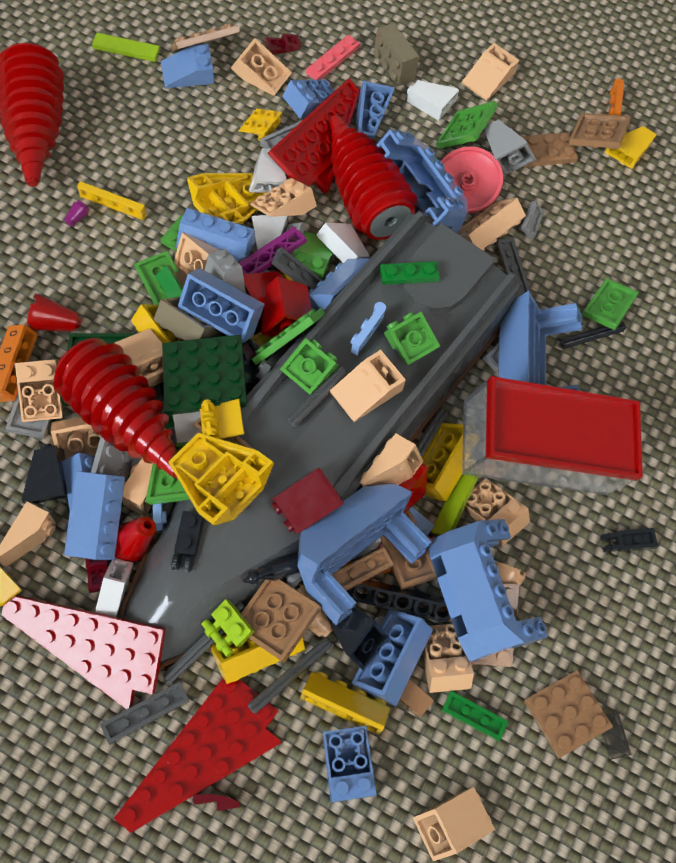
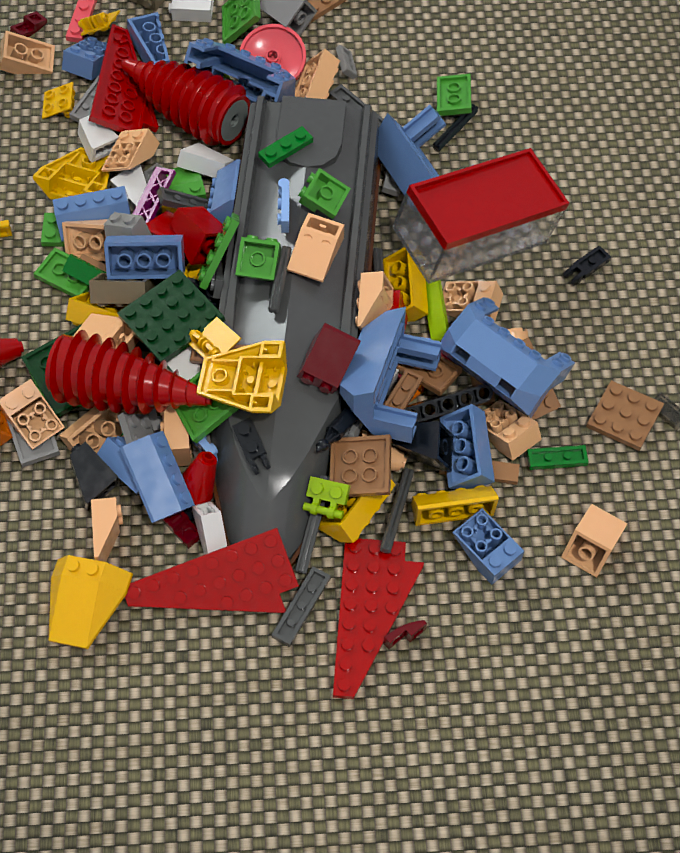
camera: 25 degrees left, 5 degrees down
(338, 70) = (97, 22): none -> yellow hinge

